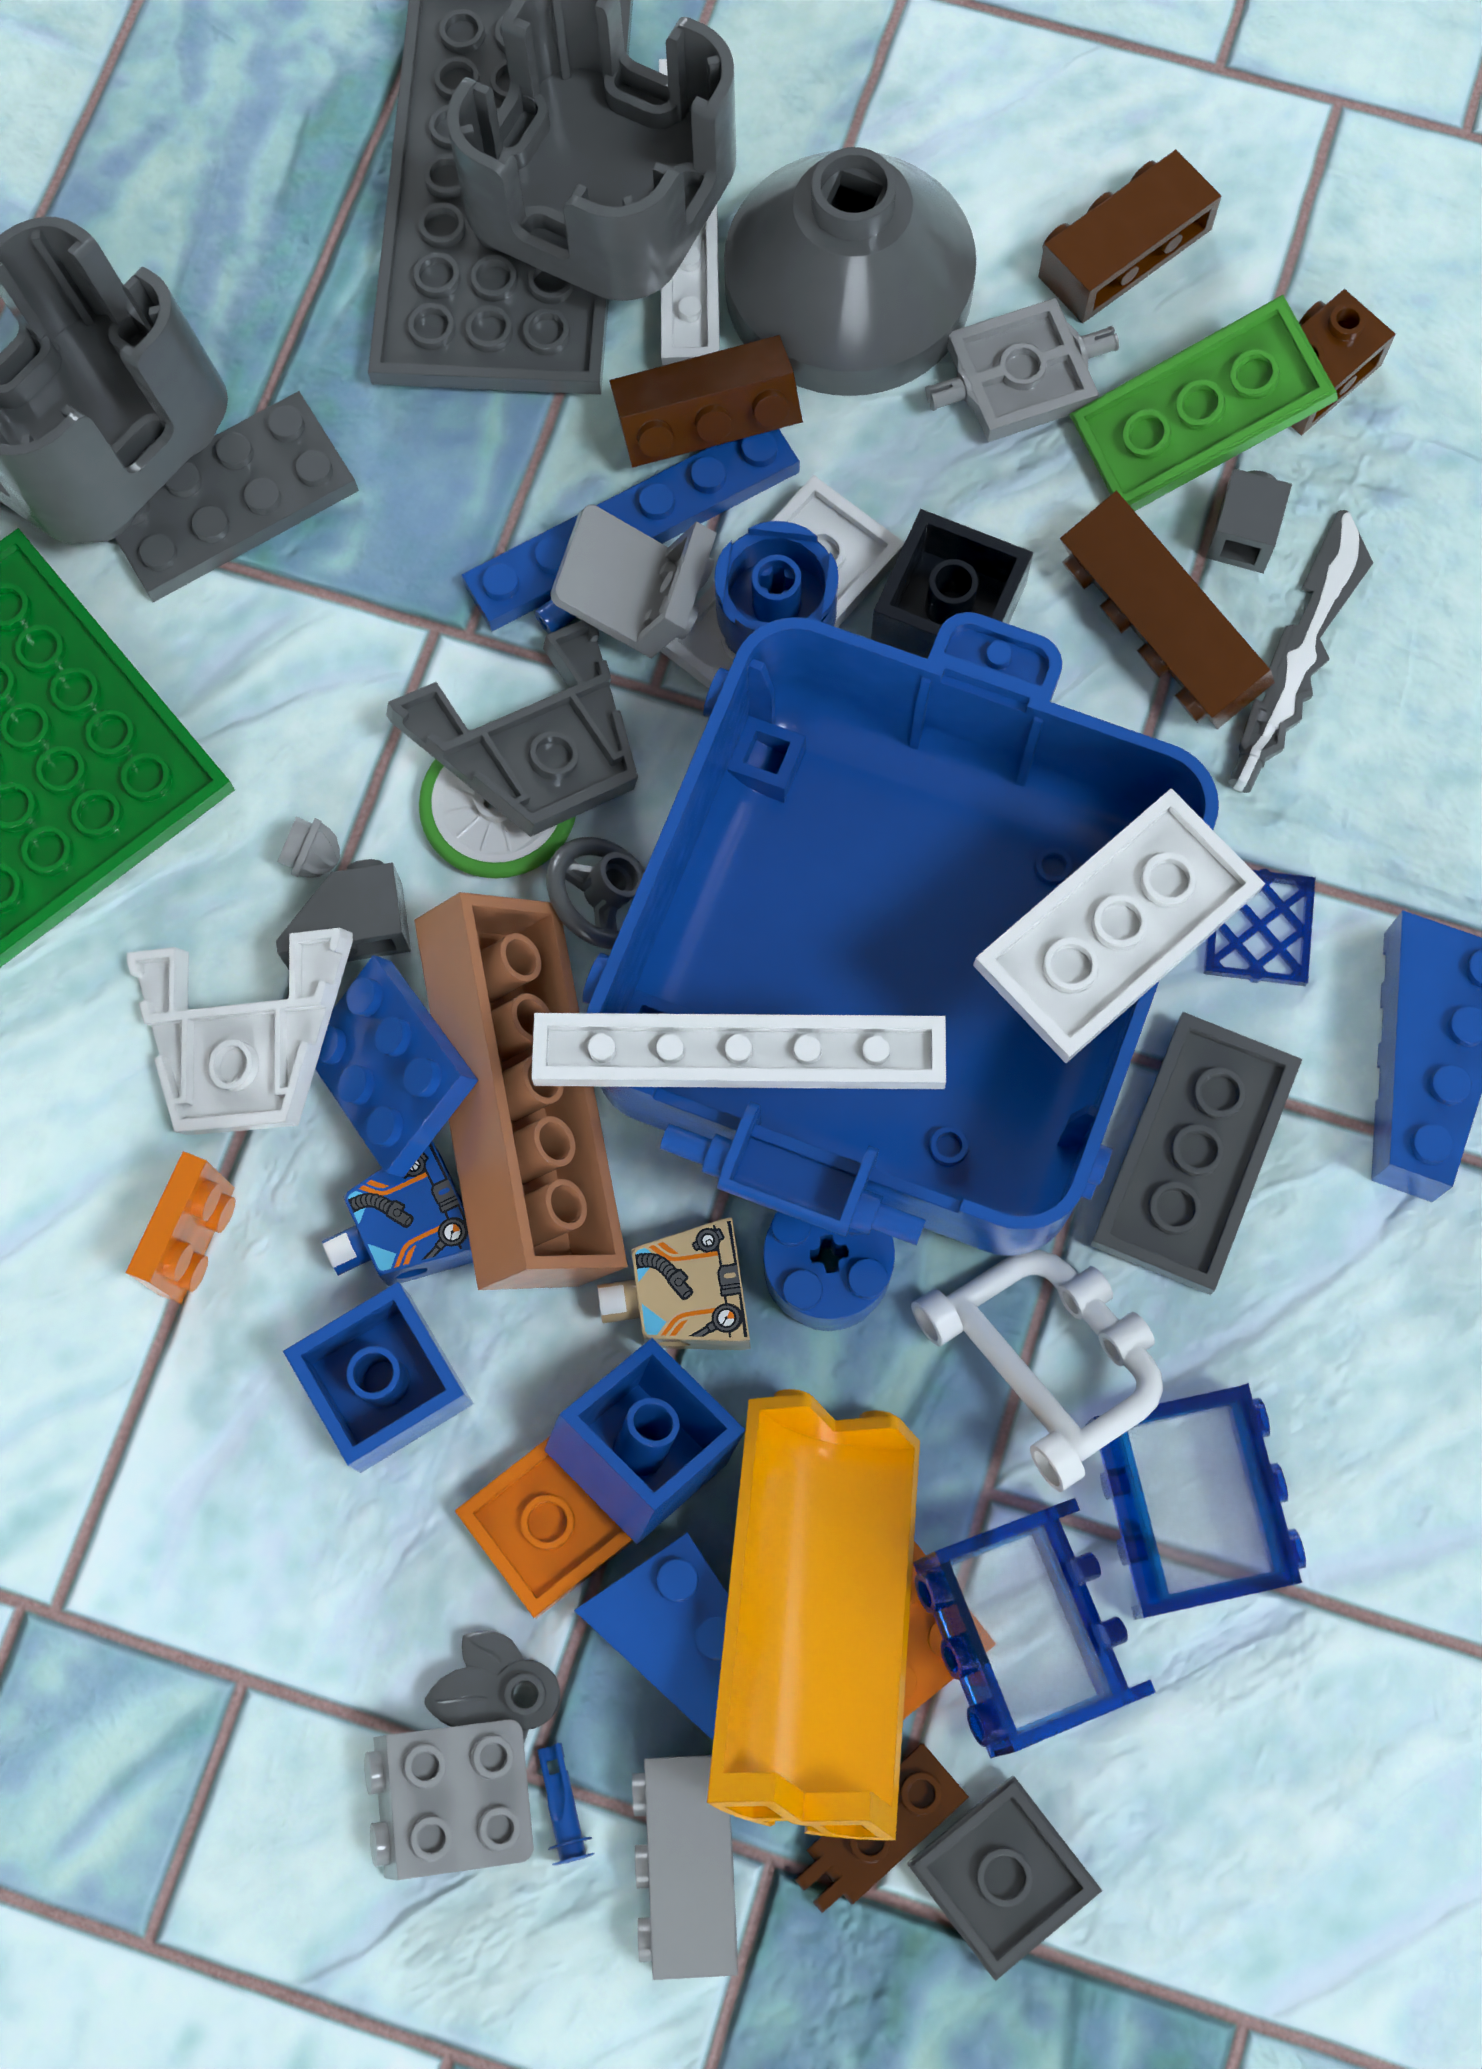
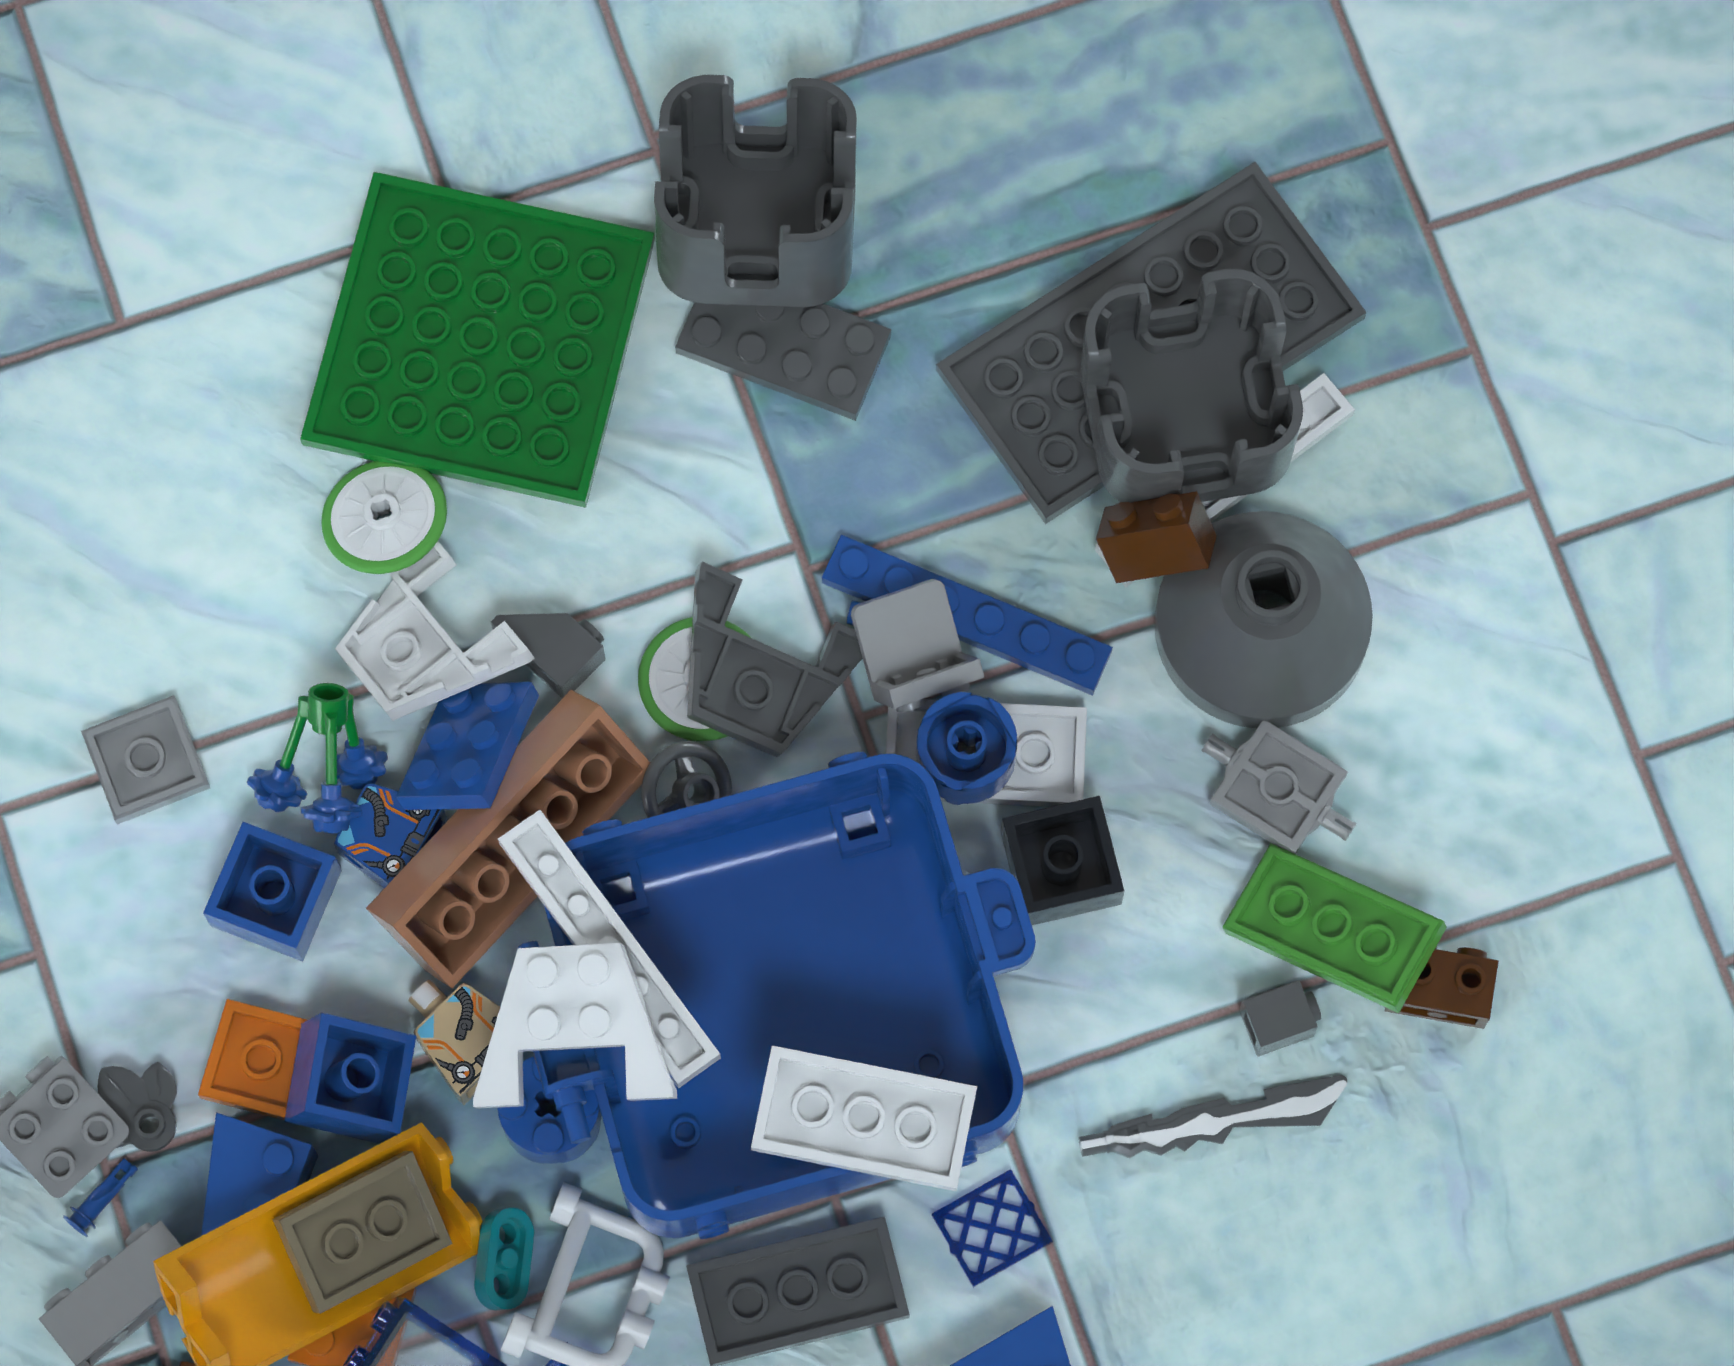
camera: 50 degrees right, 0 degrees up
(109, 1000) = (392, 541): none -> white wheel
(129, 1412) = (145, 759): none -> light grey tile
(179, 1232) = (266, 704): orange plate -> none
(310, 849) = (579, 586): light grey plate -> none
(311, 1201) = (327, 709): none -> blue plant
(706, 400) = (1082, 598): reddish brown brick -> none
(709, 277) = (1156, 537): none -> reddish brown brick
(774, 1125) = (572, 1002): none -> white wing
(825, 1547) = (362, 1231): none -> dark tan plate
(950, 1421) = (505, 1260): none -> teal plate
(1128, 235) = (1438, 785): reddish brown brick -> none
(1167, 612) = (1163, 1009): reddish brown brick -> none

